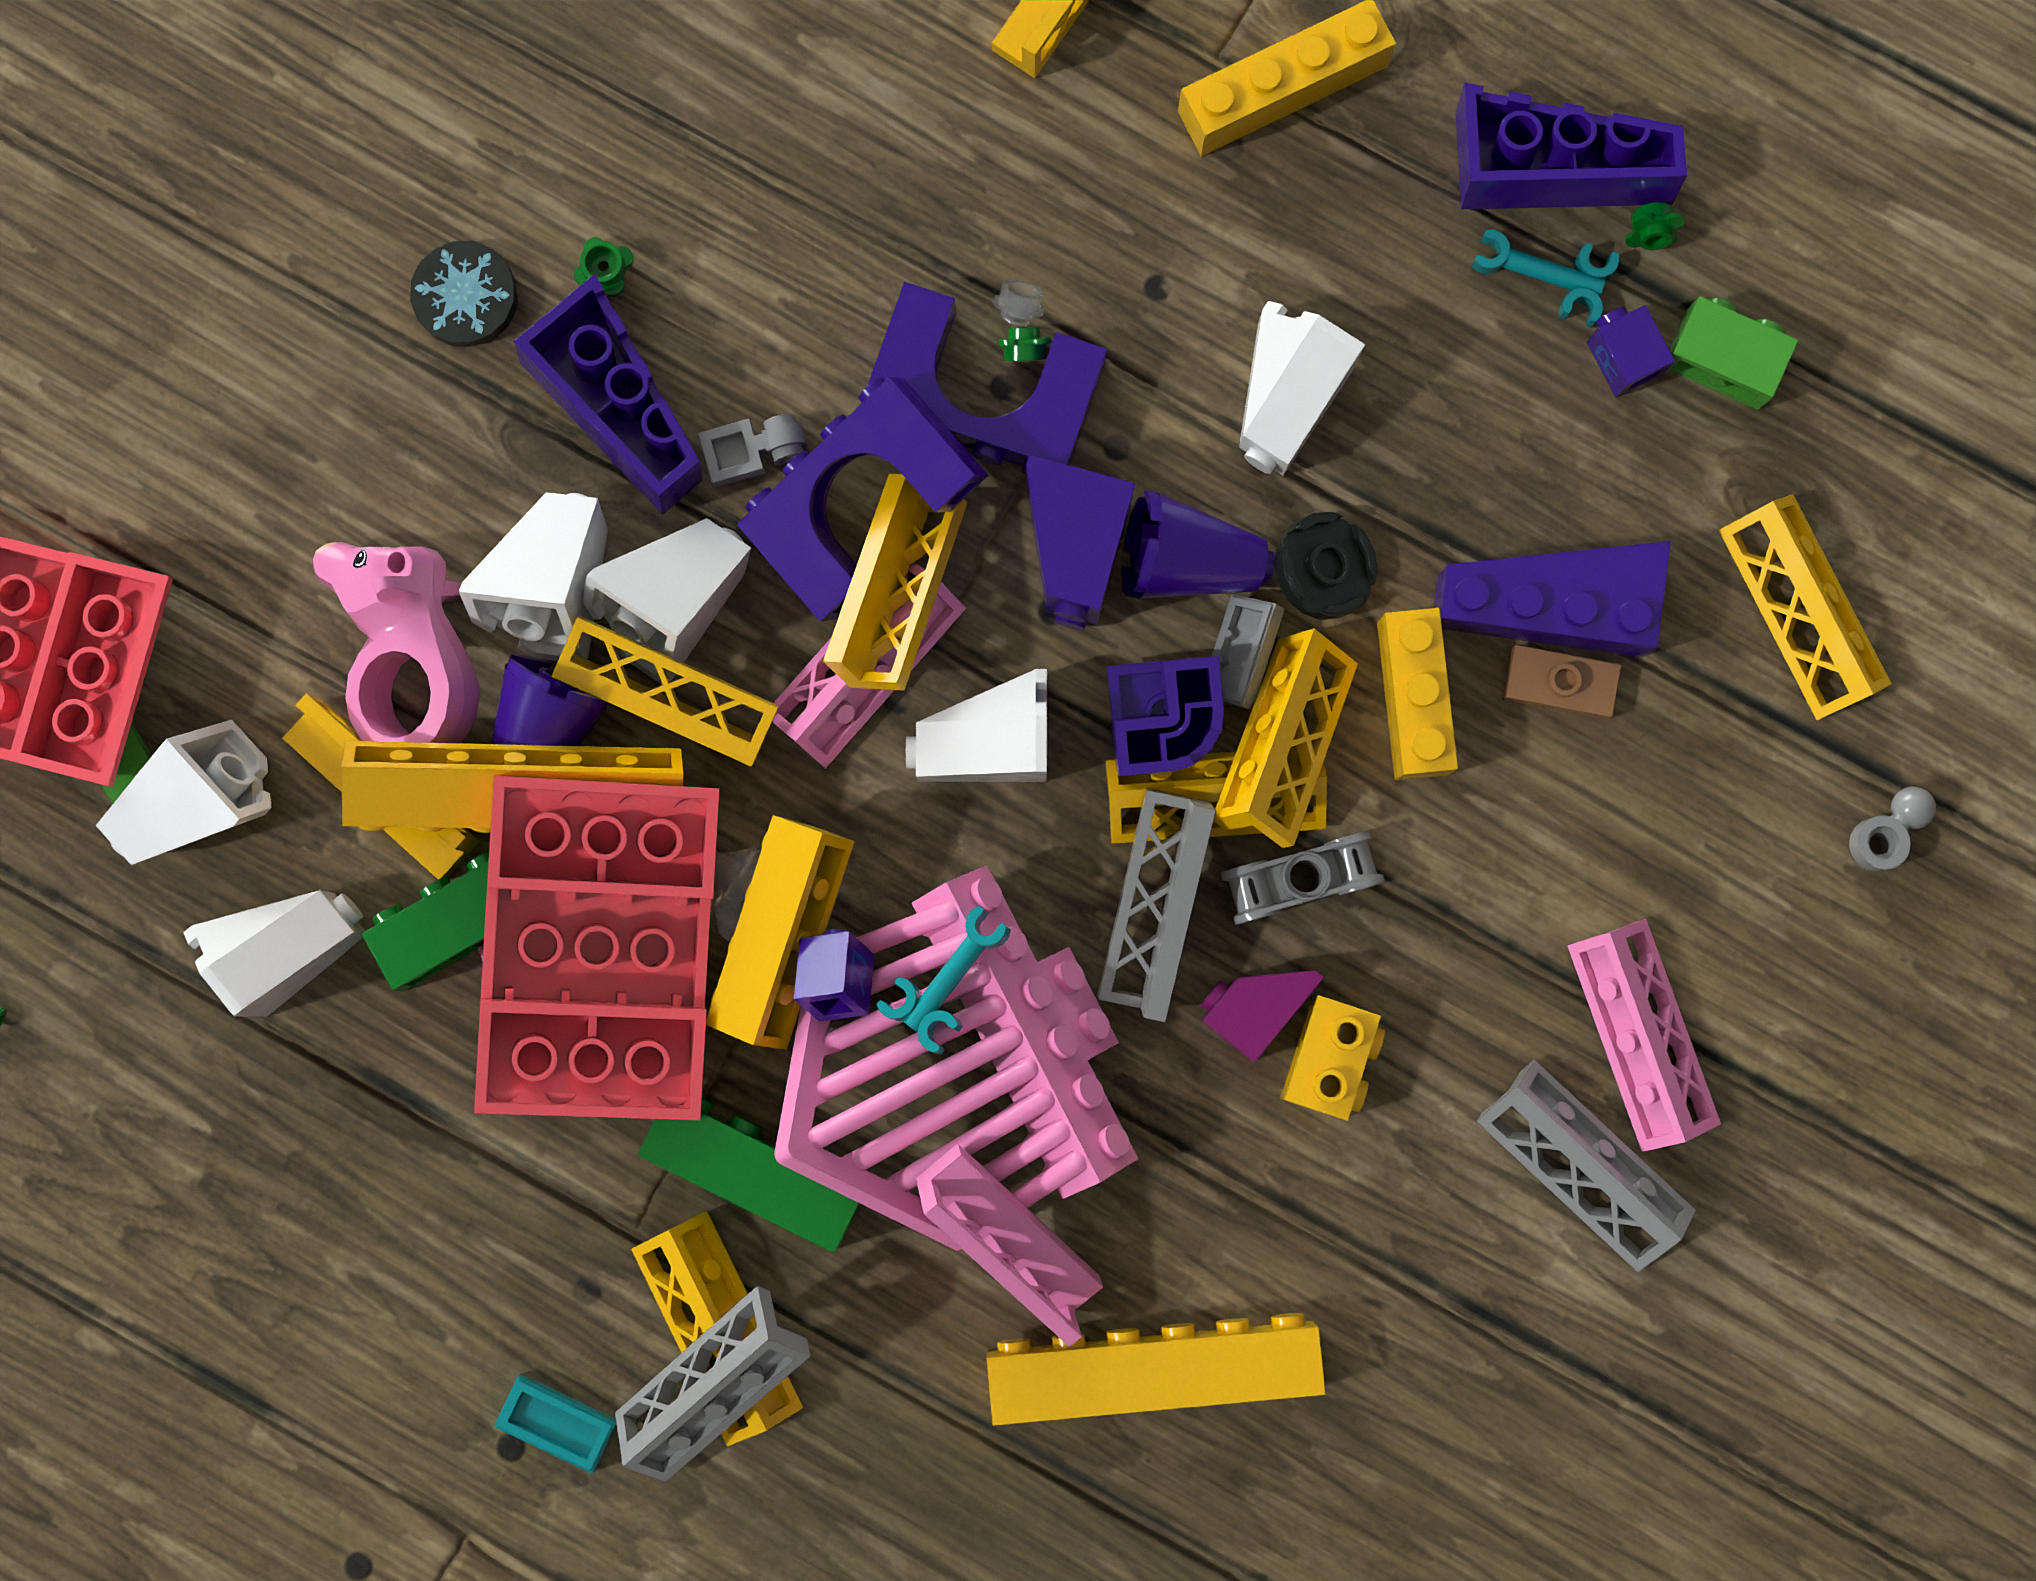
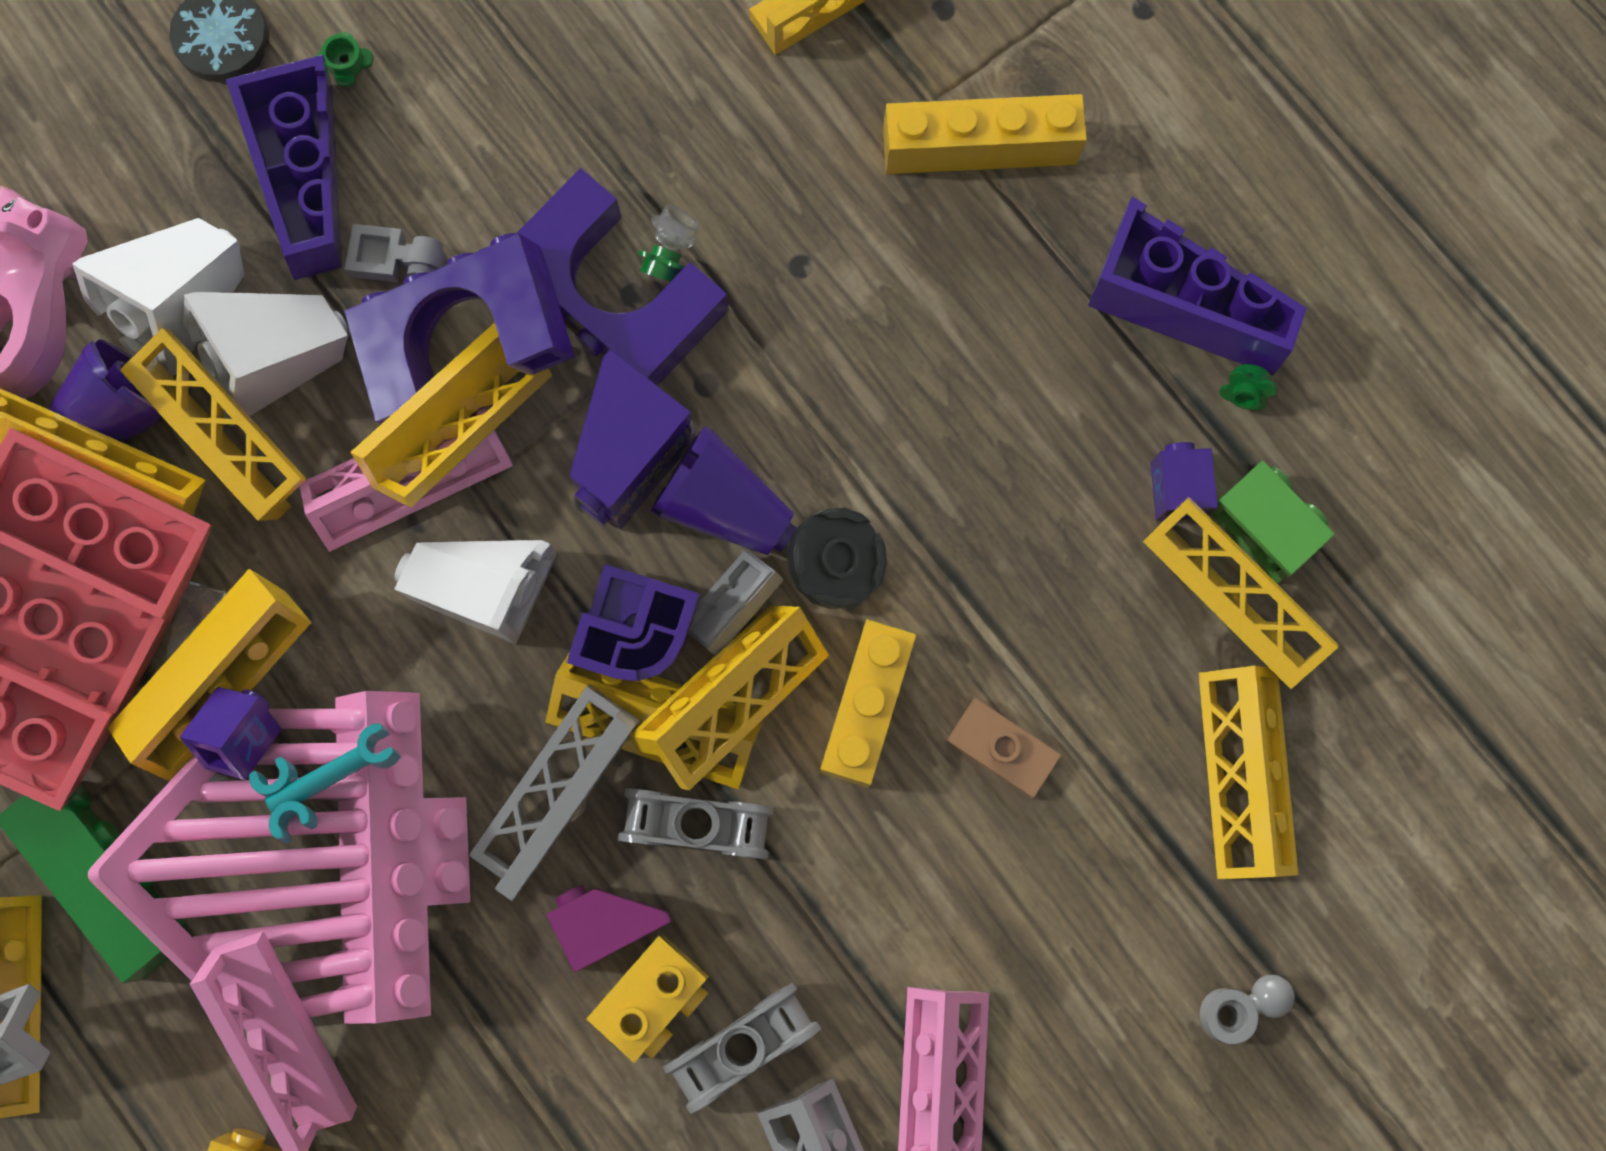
camera: 15 degrees right, 5 degrees down
(1292, 383) = (875, 392): white slope -> none
(1462, 1046) = (717, 1068): none -> light grey piece
(1566, 599) = (1036, 675): dark purple wedge -> none
(1583, 282) = (1167, 411): teal bar -> none
(1718, 448) = (1232, 607): none -> yellow fence

